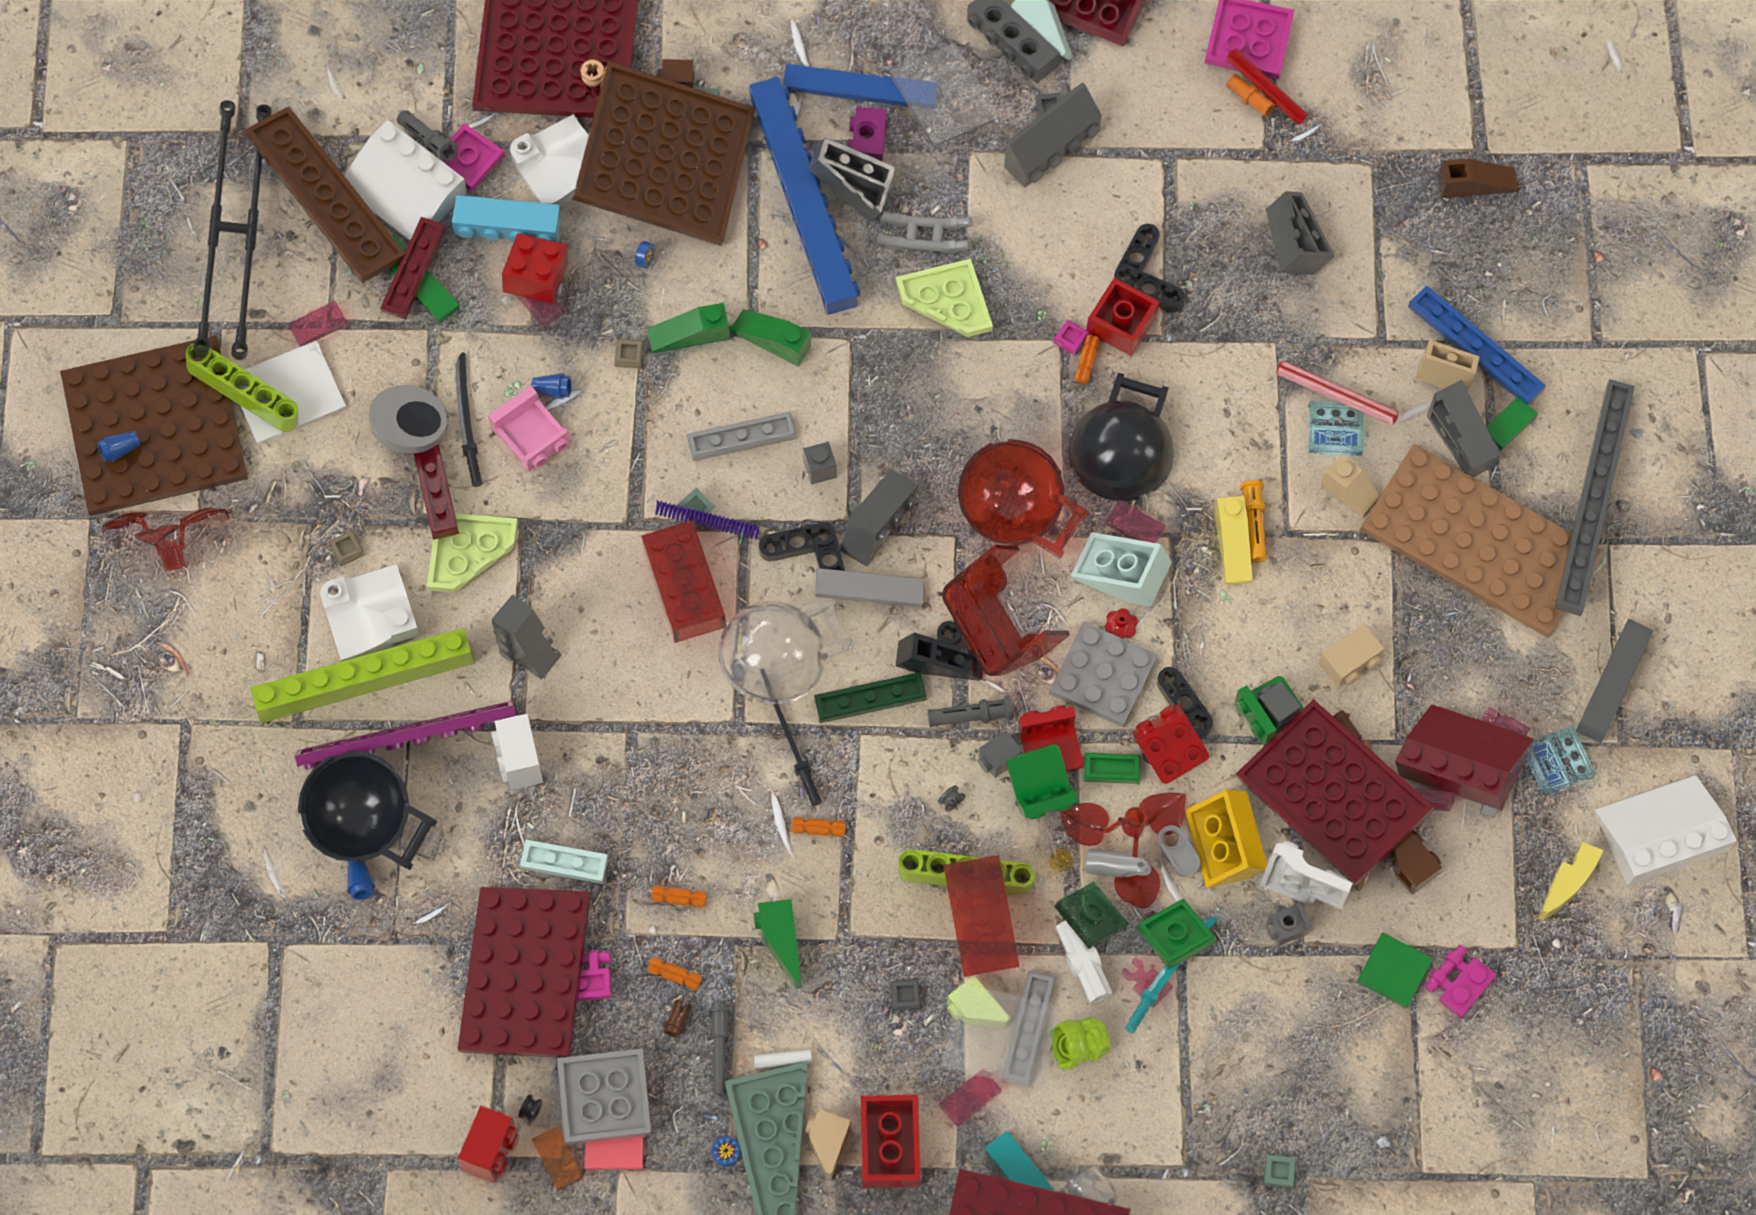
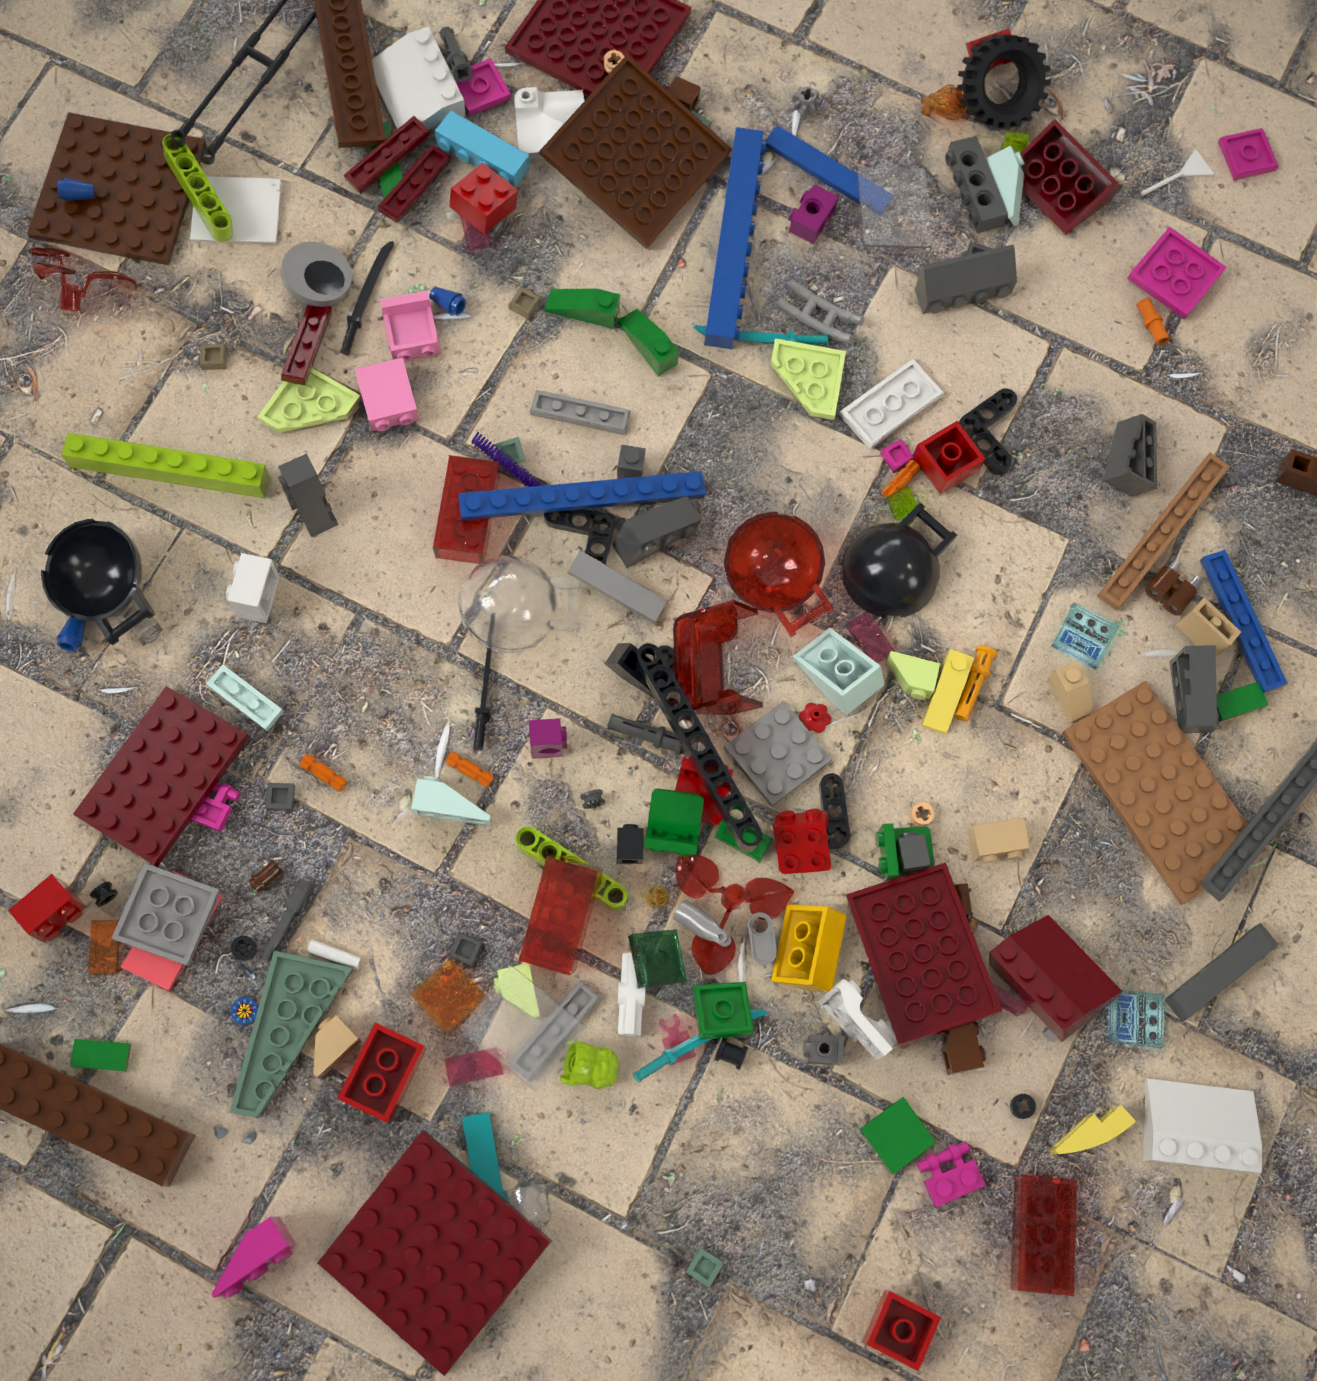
camera: 20 degrees right, 5 degrees up
(318, 324) = (290, 166): clear pink tile -> none
(368, 612) = (201, 416): white slope -> none
(418, 732) = (179, 532): magenta plate -> none
(455, 284) = (414, 183): none -> dark red tile
(544, 505) = (387, 394): none -> bright pink panel
(644, 254) = (579, 228): blue tile -> none
(649, 938) = (280, 797): none -> dark grey tile
(674, 973) = (284, 836): orange axle -> none
(693, 1086) = (238, 954): none -> black bush
(779, 935) = (388, 843): green slope -> none
(789, 515) = (580, 495): none -> blue plate
(802, 26) = (806, 100): none -> light grey gear
(811, 868) = (442, 802): none -> light aqua slope
(853, 176) = (782, 238): dark grey wedge -> none
(870, 697) = (571, 680): dark green tile -> none
(880, 760) = (547, 738): none -> magenta brick
(889, 278) = (770, 337): none -> teal sword
(912, 1044) = (448, 996): none -> clear orange plate
(996, 752) = (650, 778): dark grey brick -> none
(1009, 824) = (630, 844): none -> black brick
(1035, 710) = (698, 759): none -> black beam
(1039, 290) = (891, 404): none -> white tile
(1099, 381) = (901, 502): none -> clear neon green tile
(1194, 539) = (914, 674): none -> yellowish green slope
(1204, 969) = (731, 1053): none -> black bush
(1266, 86) = (1170, 320): red axle -> none
(1269, 674) = (925, 807): none -> light nougat bush
(1337, 393) = (1101, 606): axle -> none
(1360, 293) = (1163, 531): none -> medium nougat plate
(1396, 347) = (1171, 590): none -> reddish brown piece
(1485, 1136) = (901, 1329): none -> red brick
(1493, 717) = (1097, 955): clear pink plate -> none
(1501, 883) = (1030, 1103): none -> black bush
(1570, 991) = (1044, 1235): none -> clear red brick

